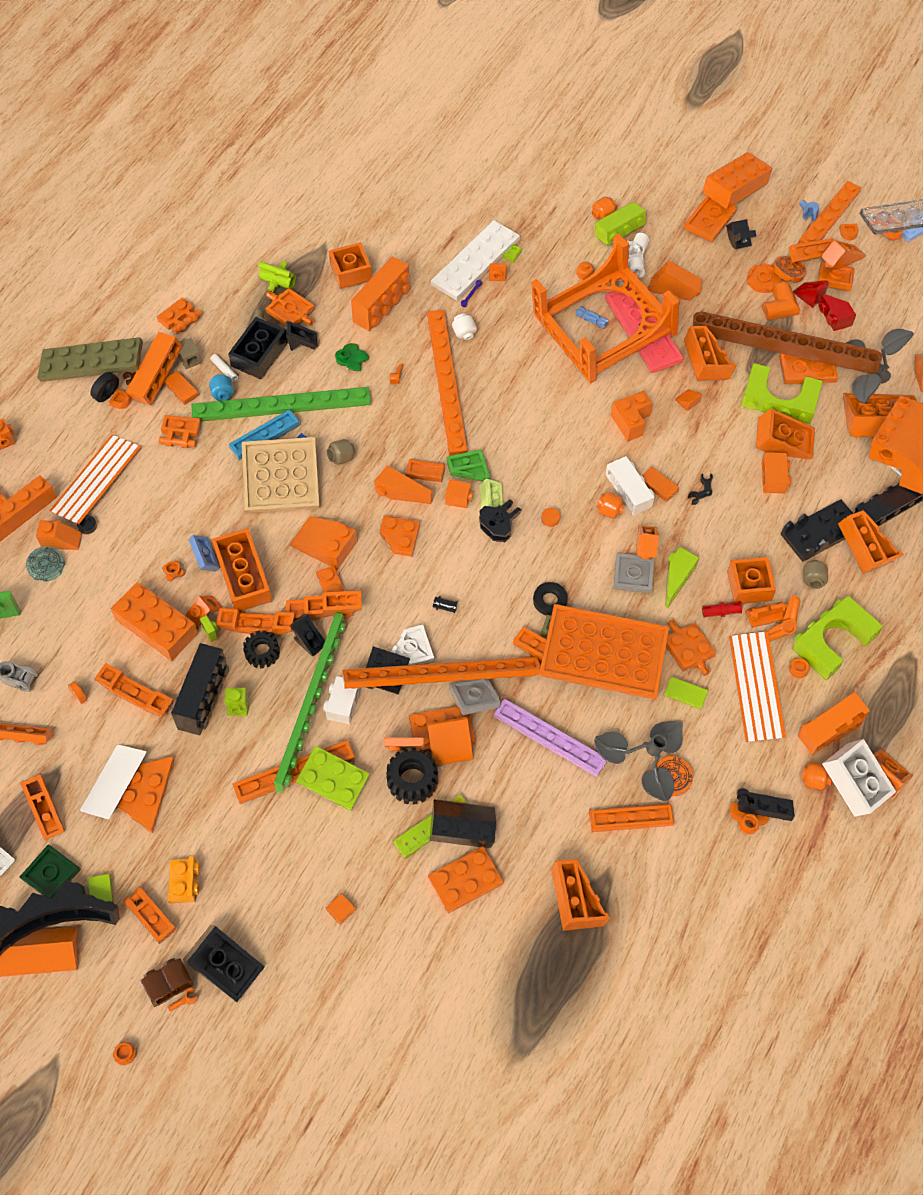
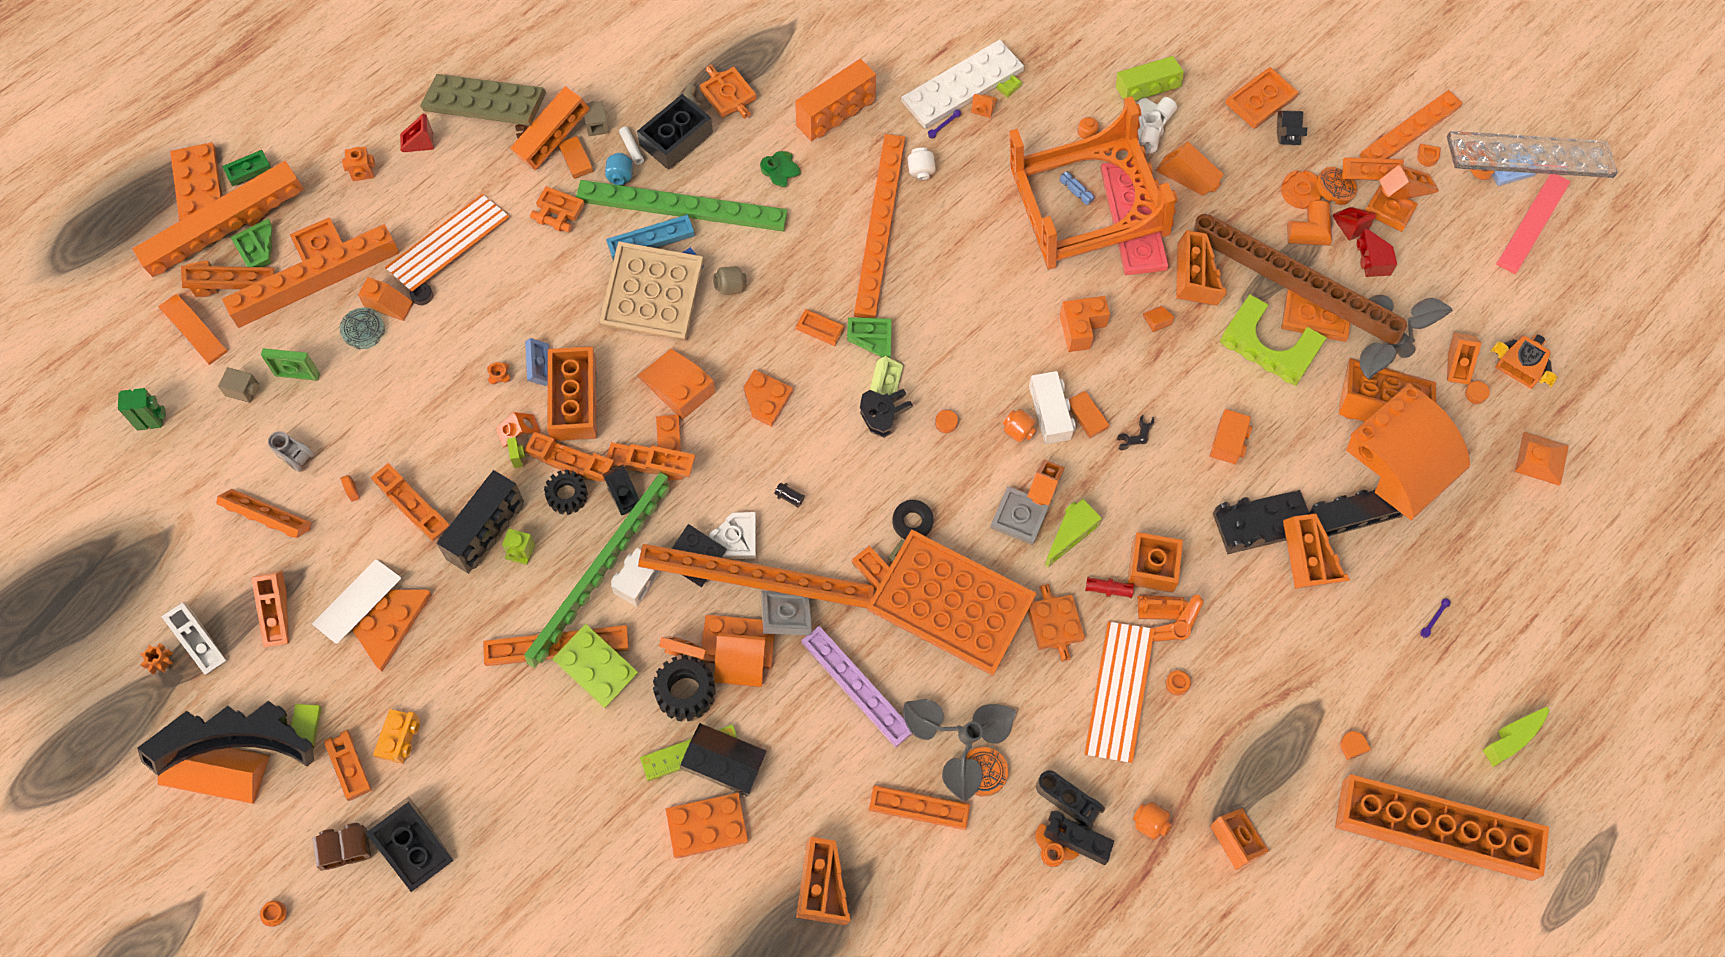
camera: 15 degrees right, 5 degrees up
(42, 401) = (417, 136): none -> red slope
(49, 871) = (257, 685): dark green tile -> none
(104, 387) = (483, 141): black tyre -> none
(120, 399) = (503, 155): orange tile -> none
(154, 621) = (458, 427): orange brick -> none
(176, 313) = (598, 66): orange plate -> none
(185, 999) = (355, 872): orange hand -> none
(277, 275) = (725, 49): lime pin -> none
(300, 335) = (727, 127): black slope -> none
(340, 908) = (557, 819): orange tile -> none
(350, 265) = (812, 56): orange brick -> none
(395, 377) = (821, 206): orange hand -> none
(400, 487) = (782, 340): orange slope -> none
(458, 493) = (847, 366): orange brick -> none
(603, 207) = (1135, 55): orange head -> none
(686, 692) = (1033, 676): lime tile -> none
(737, 180) = (1309, 58): orange brick -> none
(758, 777) = (1082, 802): none -> black piece
(784, 435) = (1258, 394): orange slope -> none
(809, 210) = (1388, 116): medium blue piece -> none
(815, 574) = (1235, 575): dark tan head -> none
(834, 724) = (1192, 763): orange wedge -> none
(844, 615) = (1254, 634): lime arch -> none
(859, 778) = (1198, 838): white brick -> none

